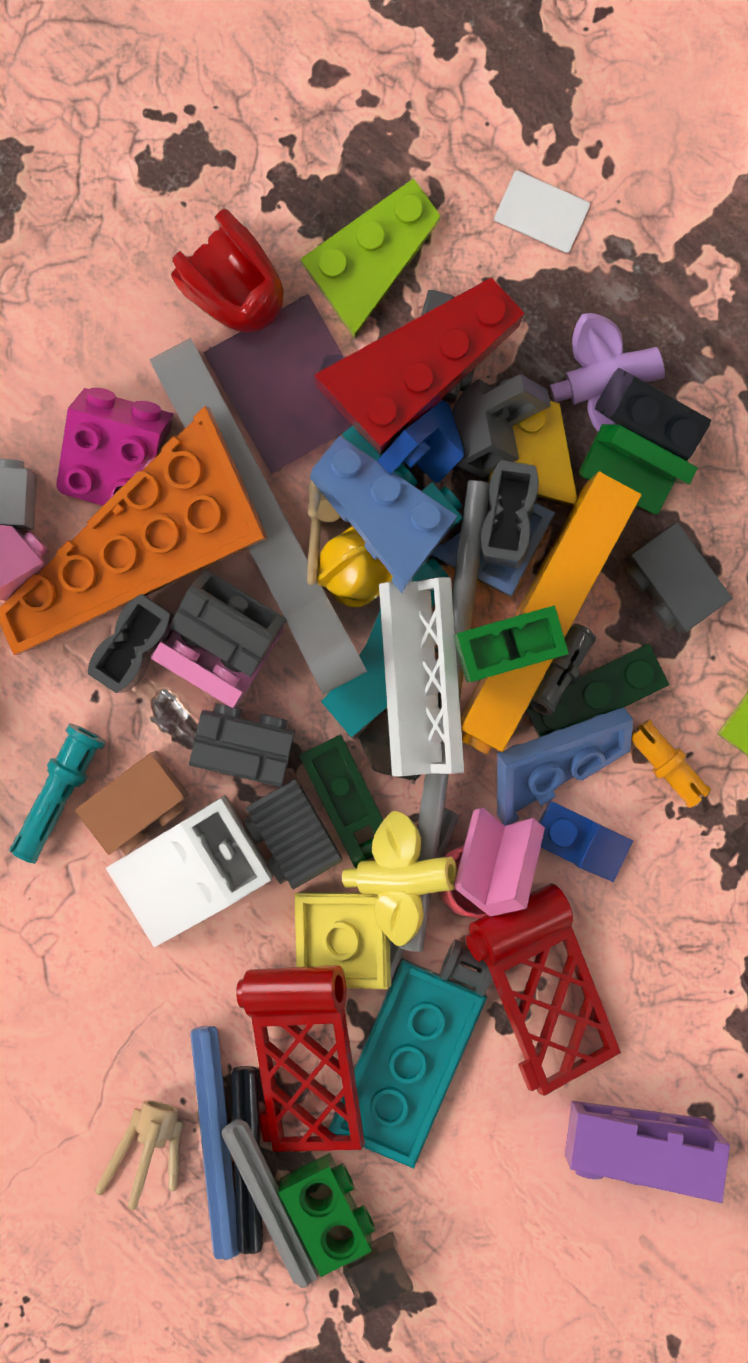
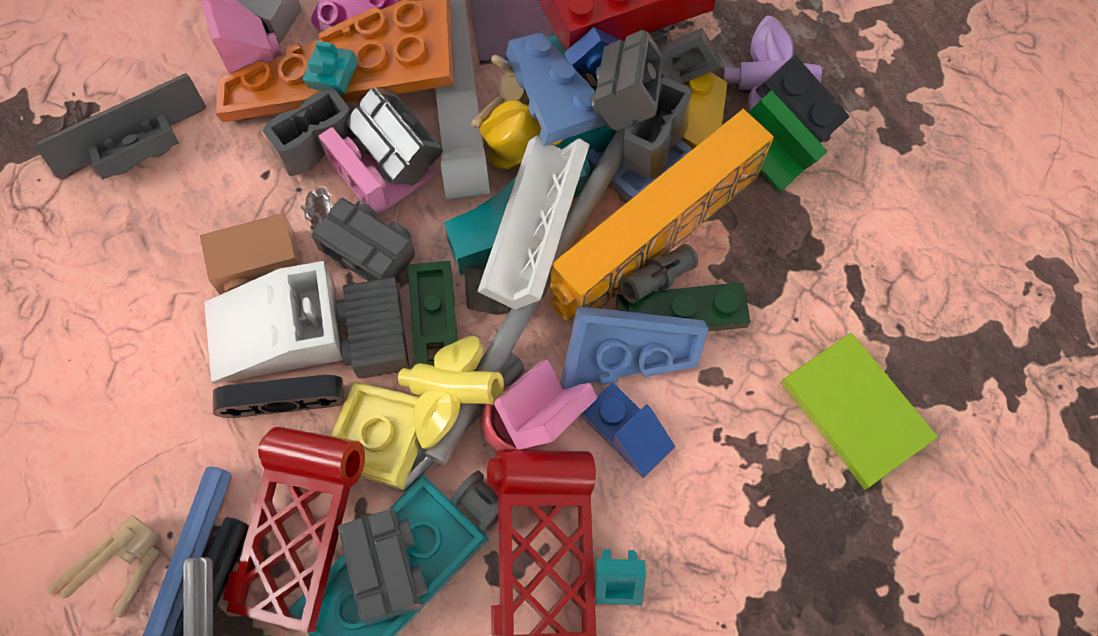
camera: 20 degrees right, 20 degrees down
(64, 775) = (210, 215): teal pin -> none
(125, 570) = (330, 68): none -> teal tile
(228, 938) = (278, 396): none -> black beam
(405, 1069) = (381, 566): none -> dark grey brick
(466, 486) = (628, 81): none -> dark grey brick
(510, 644) = (620, 194): green brick -> none
(624, 994) = (620, 580): none -> teal tile
(669, 763) = (729, 388): light orange pin -> none
(676, 579) = (783, 238): dark grey brick -> none

